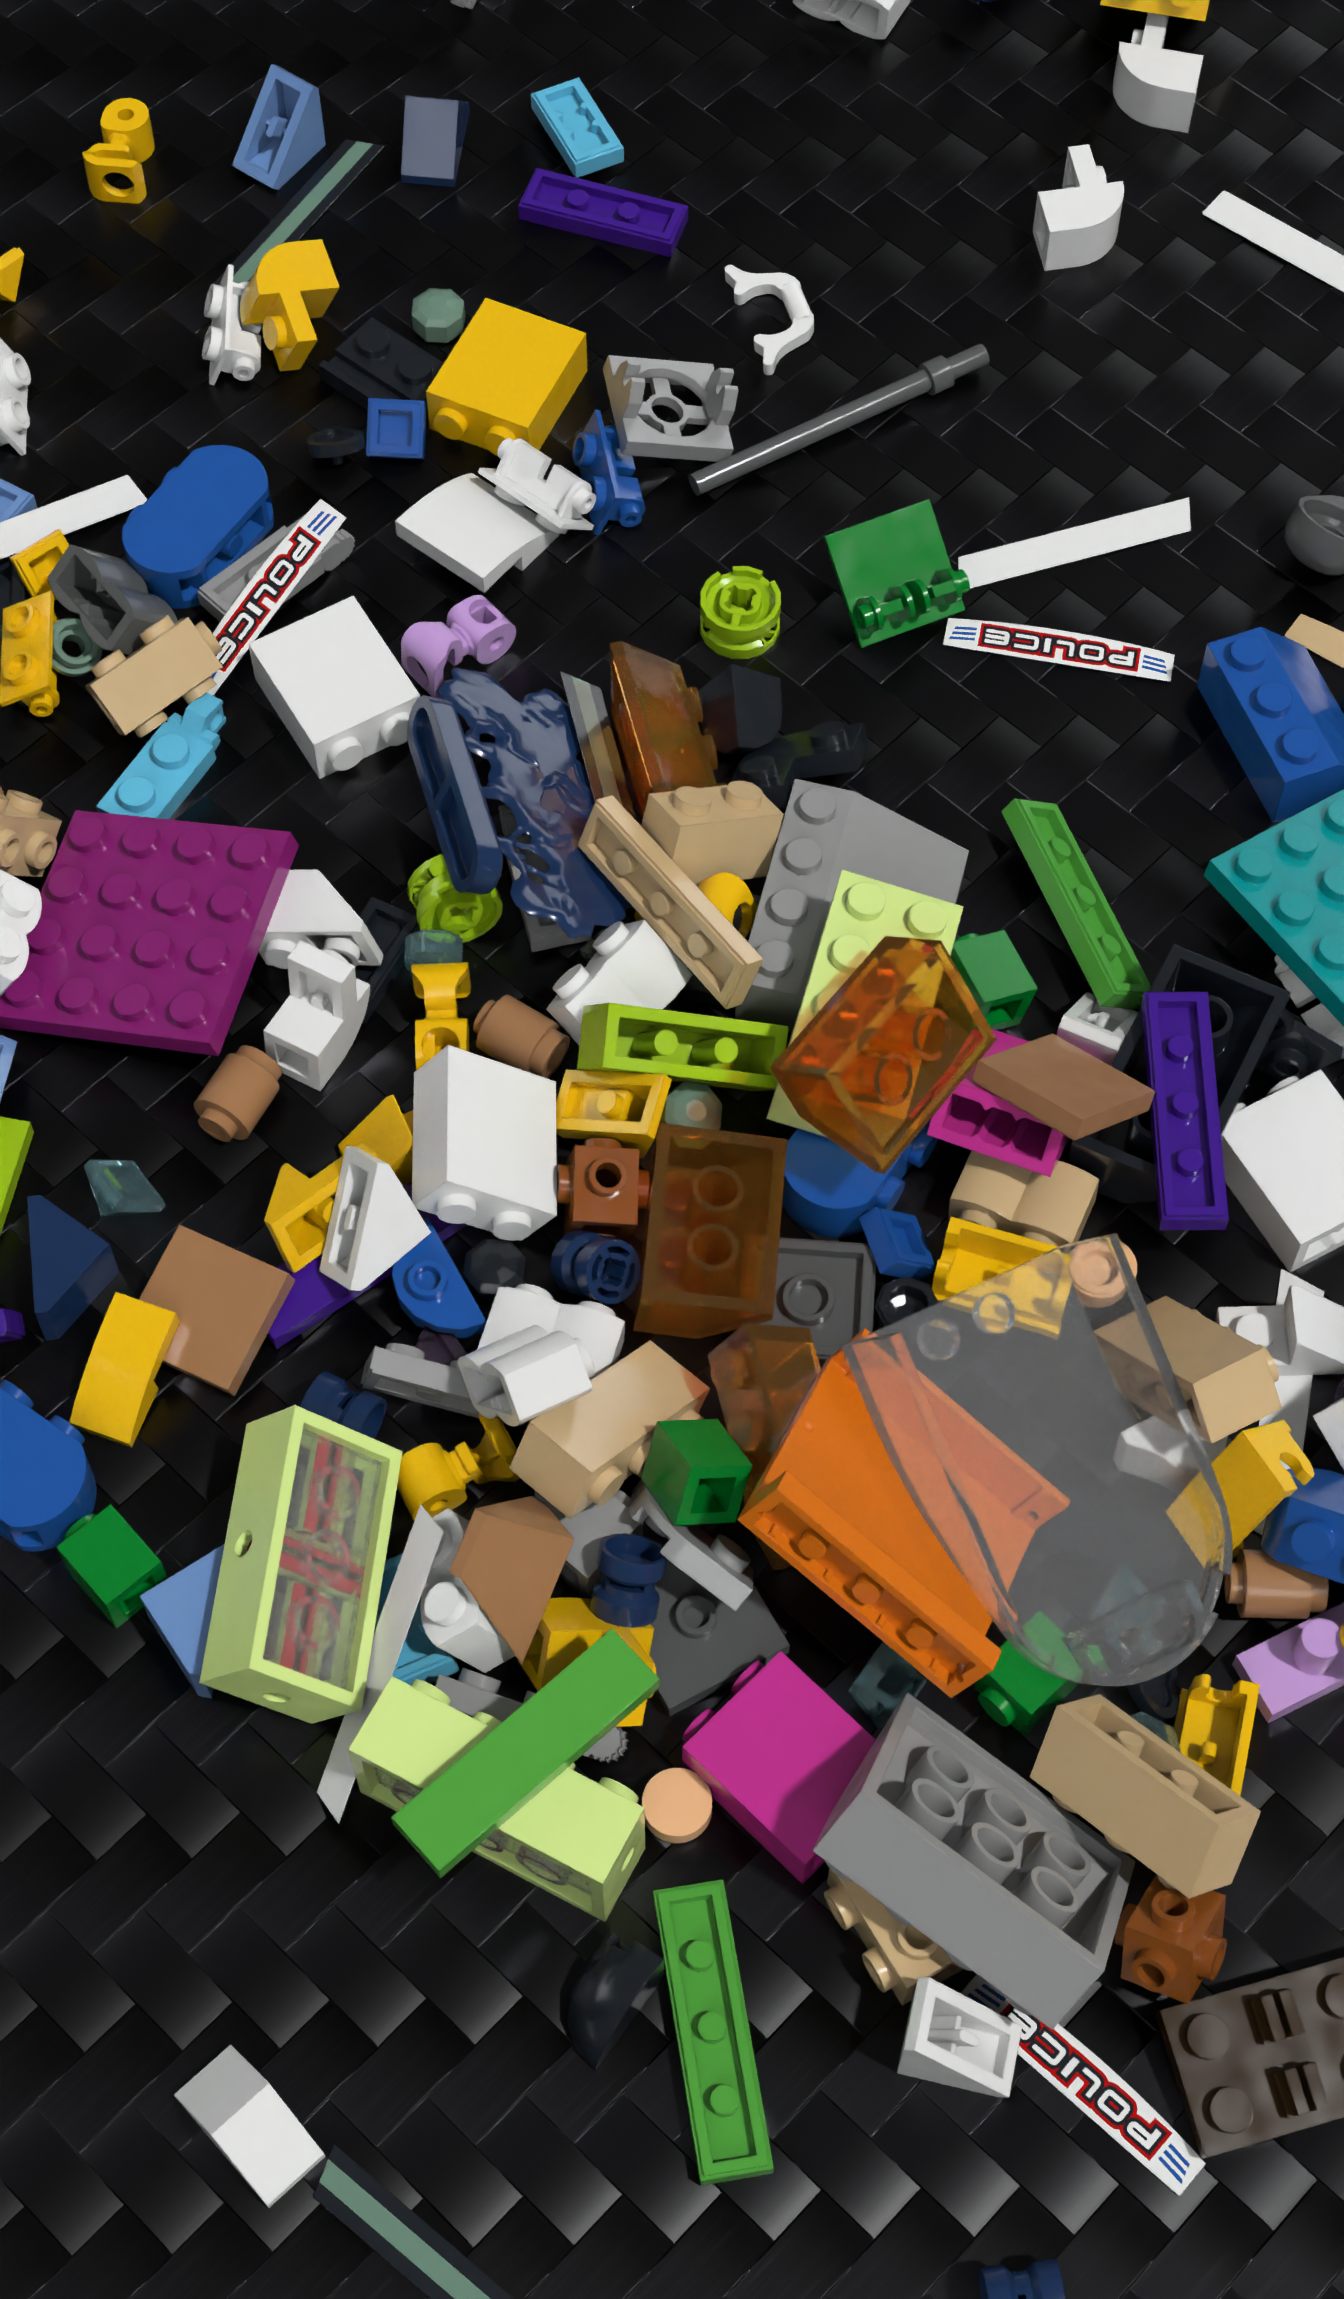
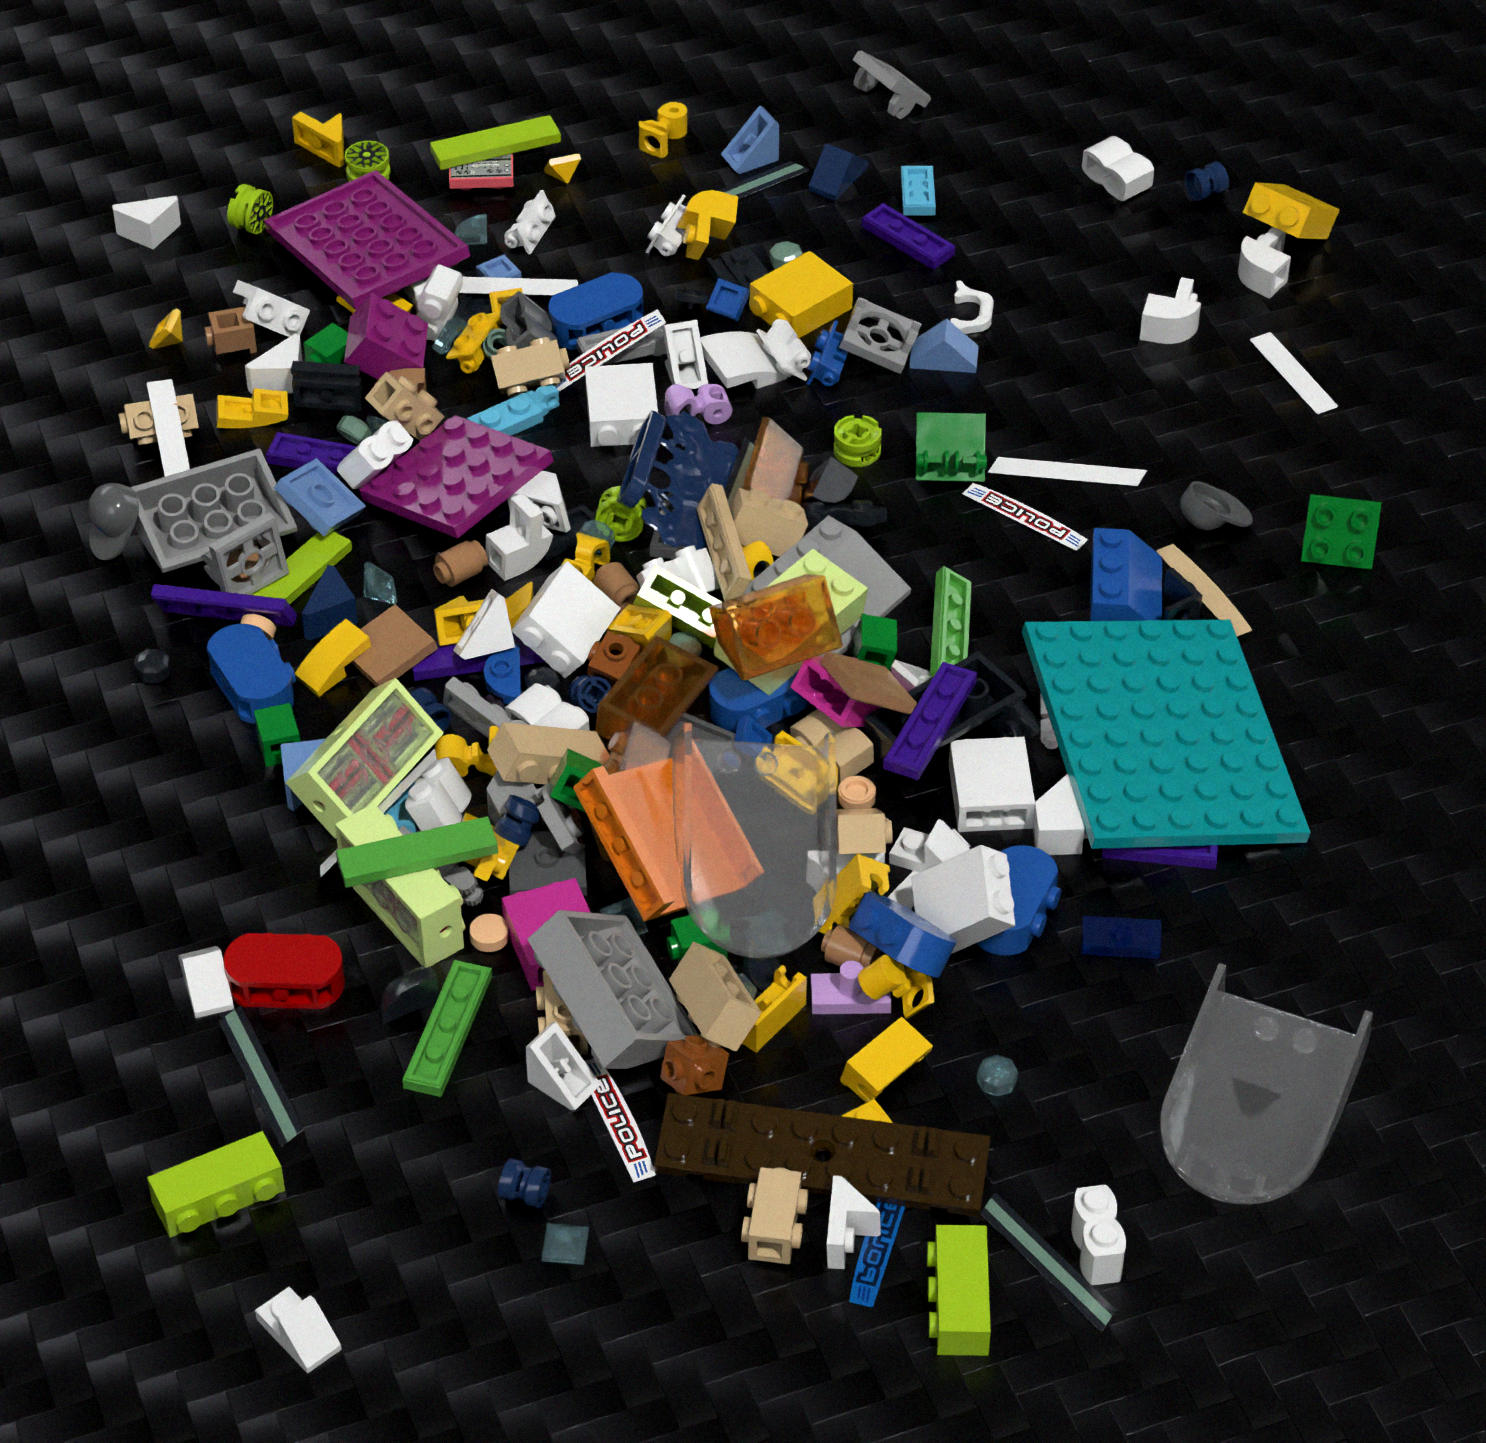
camera: 25 degrees right, 15 degrees down
(382, 2050) = (284, 970): none -> red brick
(391, 561) = (685, 354): none -> white slope
(512, 1565) = (458, 781): medium nougat slope -> none
(527, 1374) = (517, 705): white brick -> none
(777, 396) = (945, 350): none -> medium blue slope
(931, 377) = (1038, 367): dark grey bar -> none

